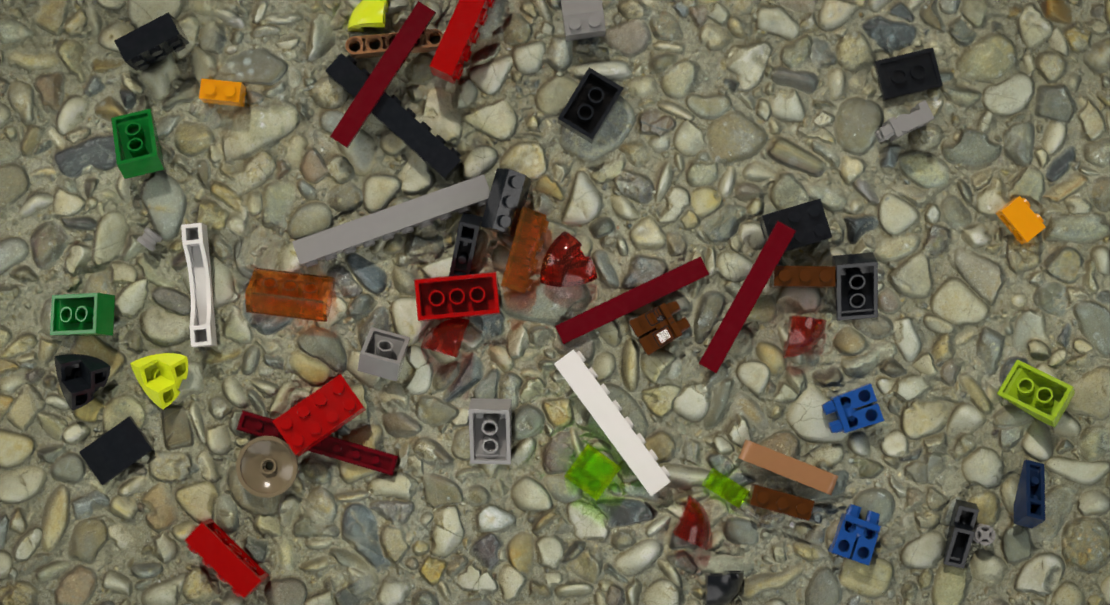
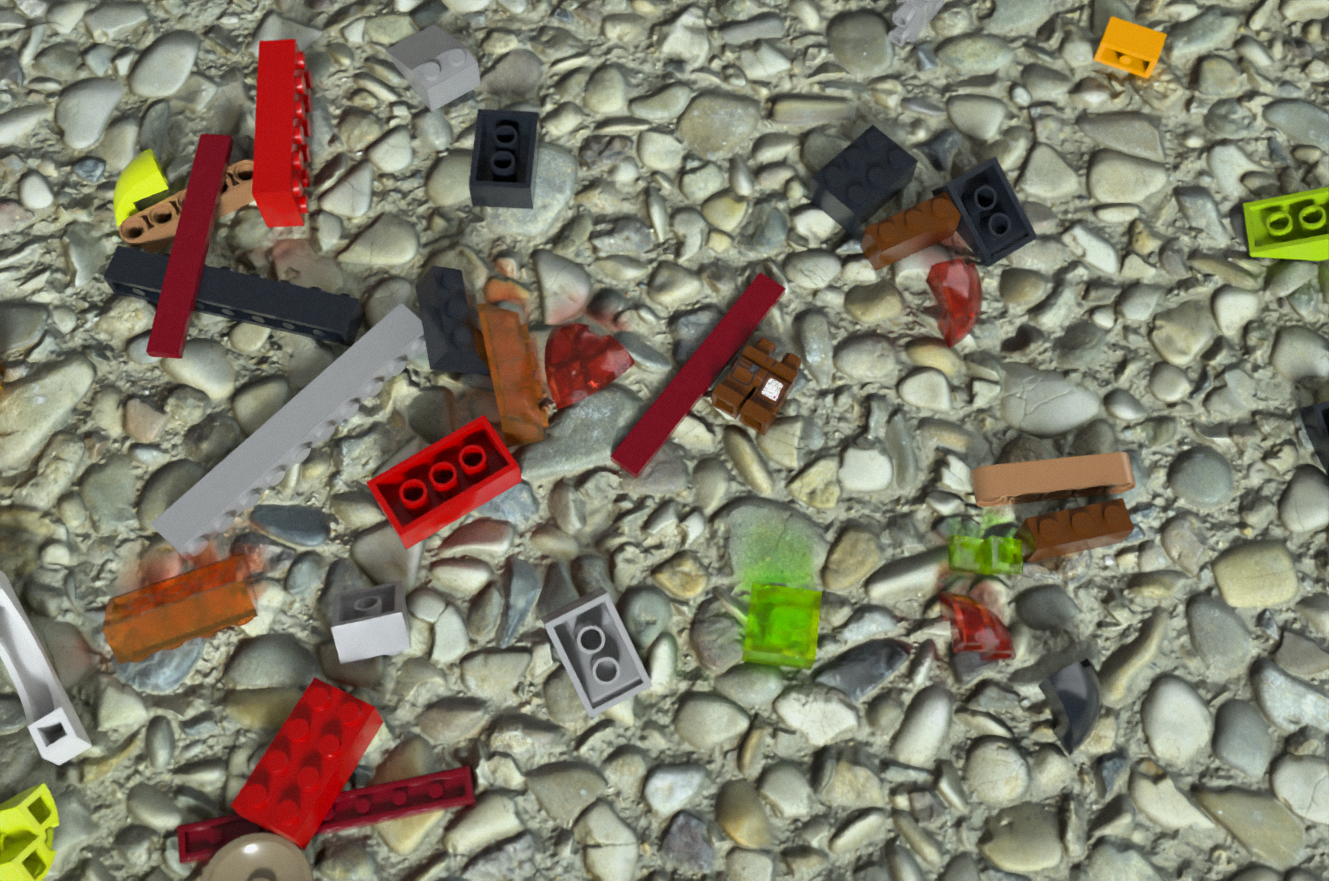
camera: 30 degrees left, 20 degrees down
(447, 336) = (456, 548): clear red brick -> none
(465, 244) = (420, 405): black slope -> none
(612, 422) = (770, 545): white brick -> none
(747, 296) = (855, 287): dark red tile -> none
(847, 411) = (1079, 368): blue hips -> none
(856, 537) = (1208, 523): blue hips -> none

